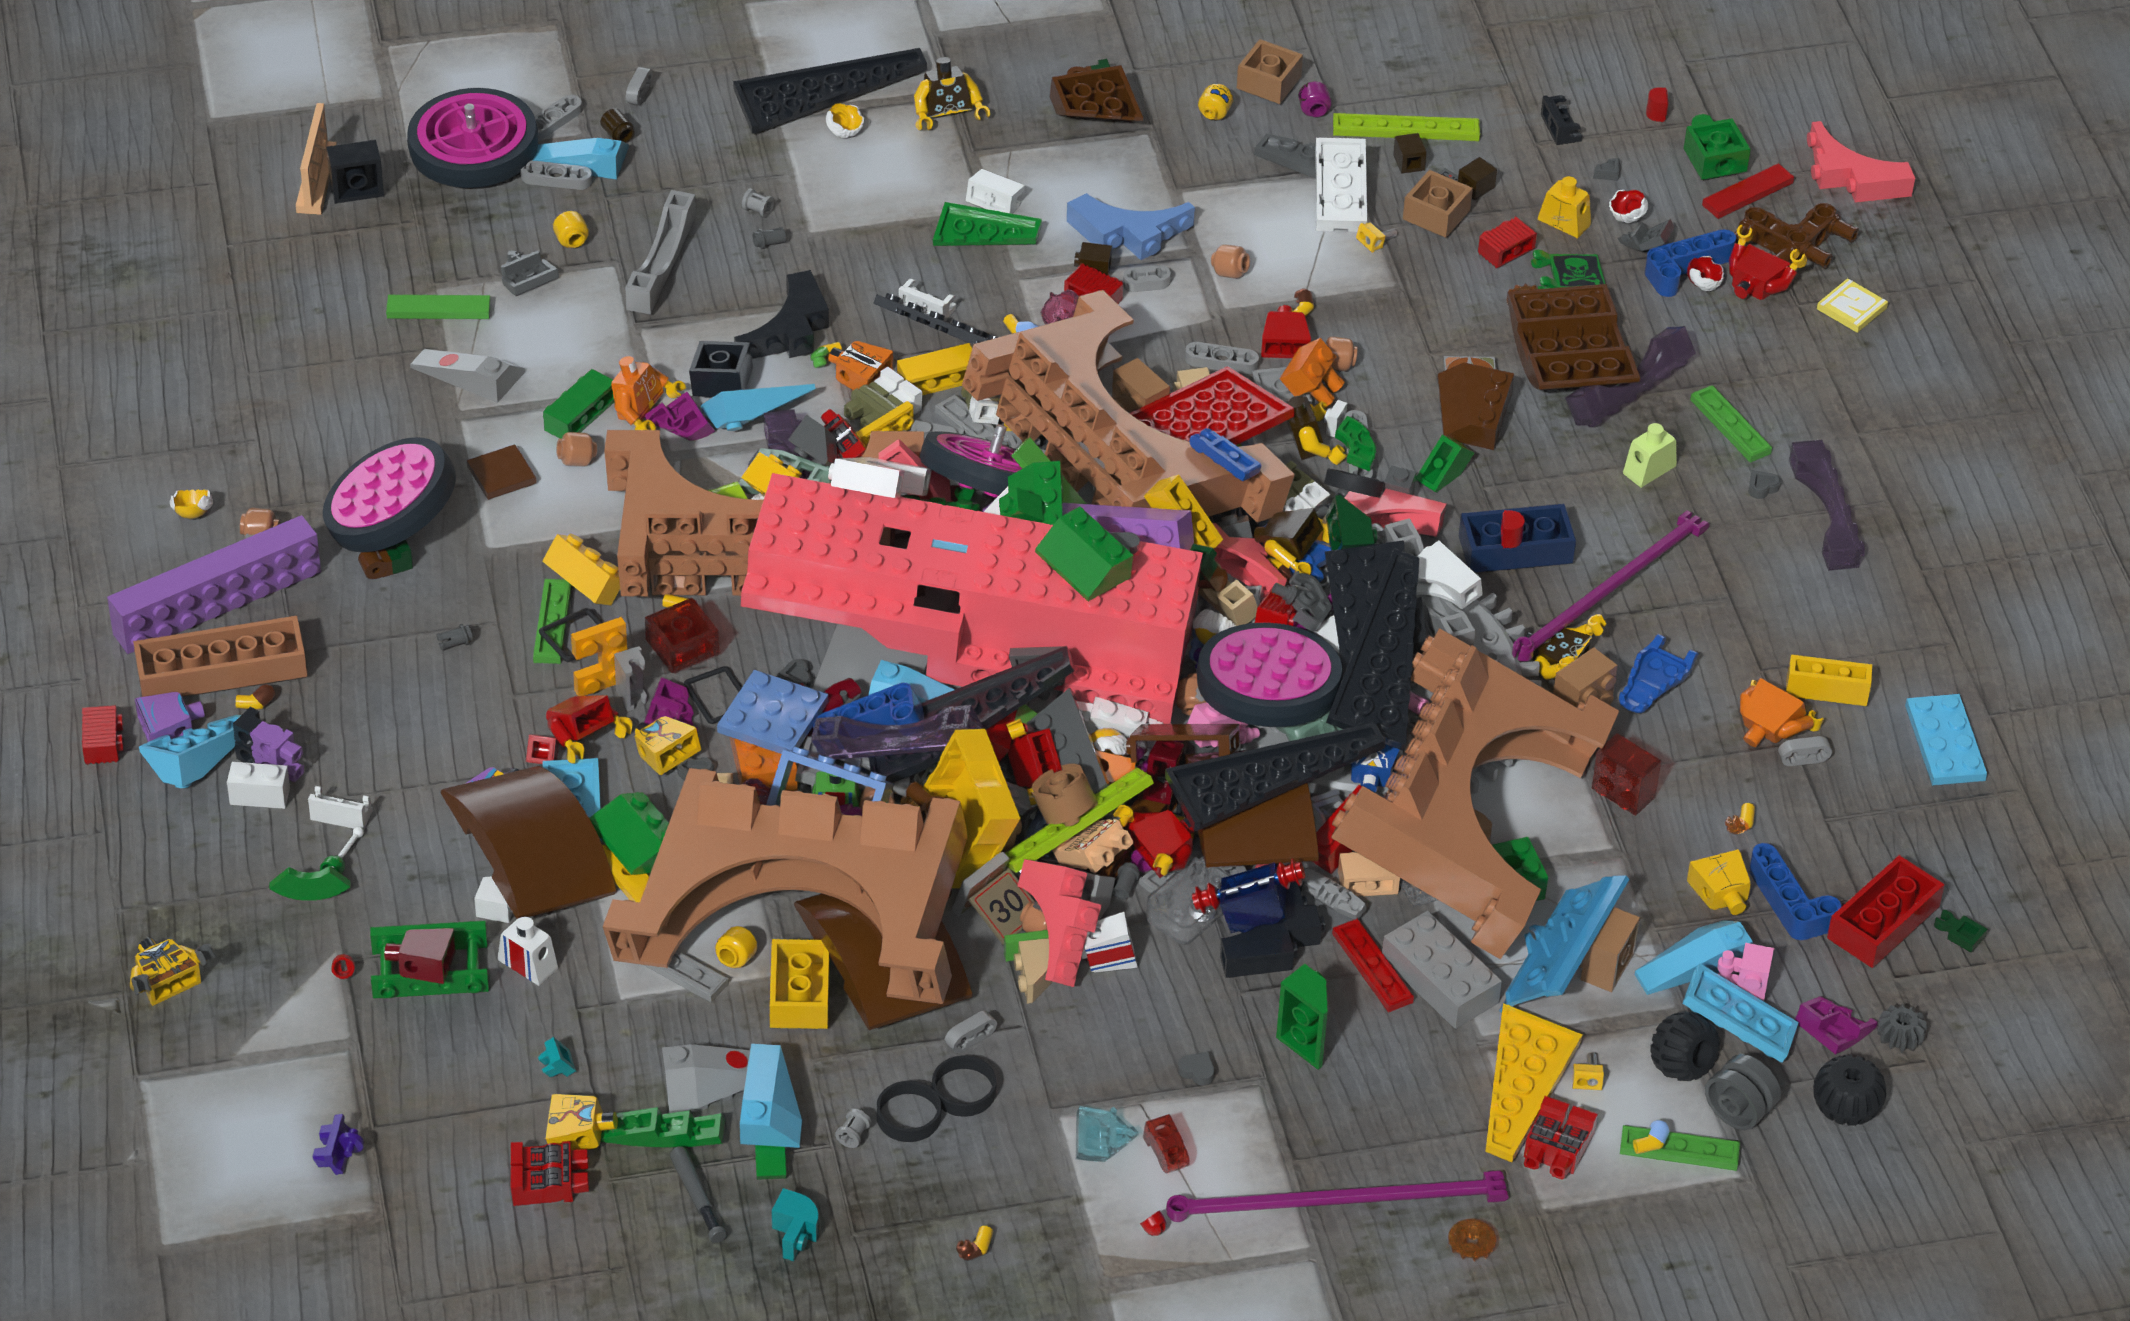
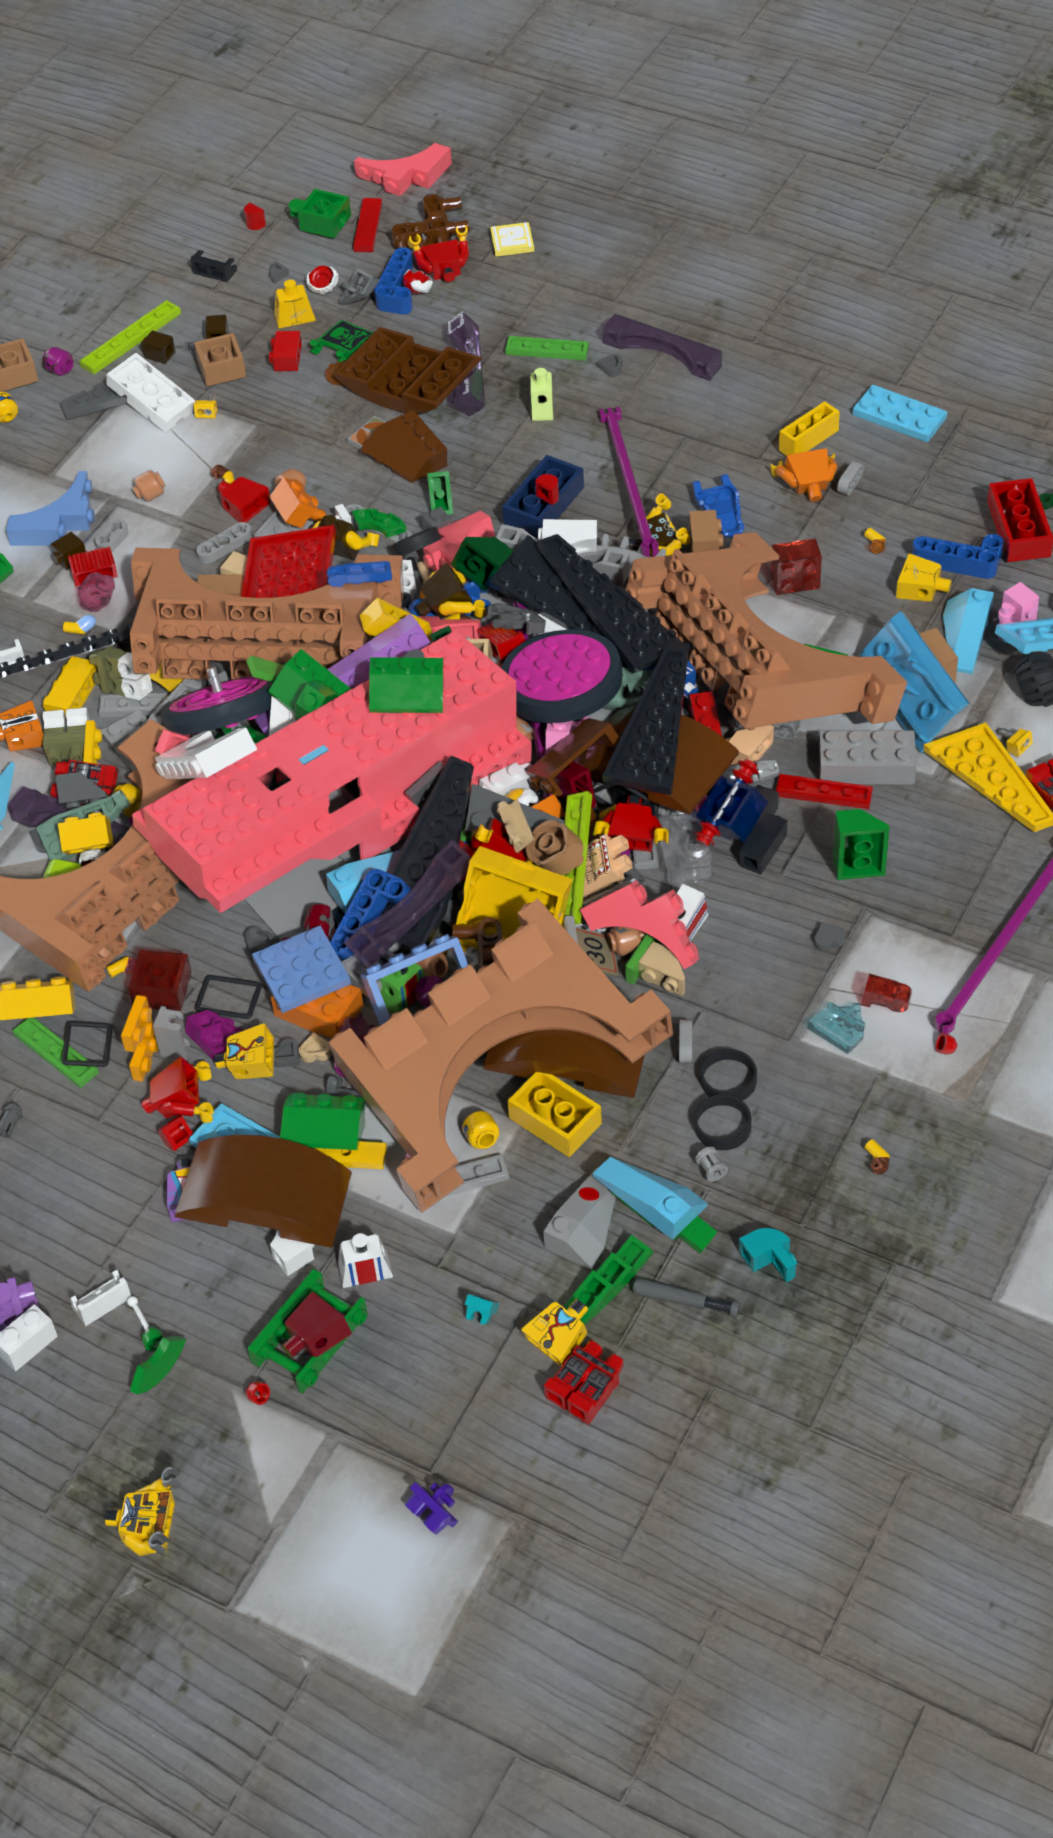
camera: 45 degrees left, 5 degrees up
(1048, 756) = (515, 824): none -> tan hinge

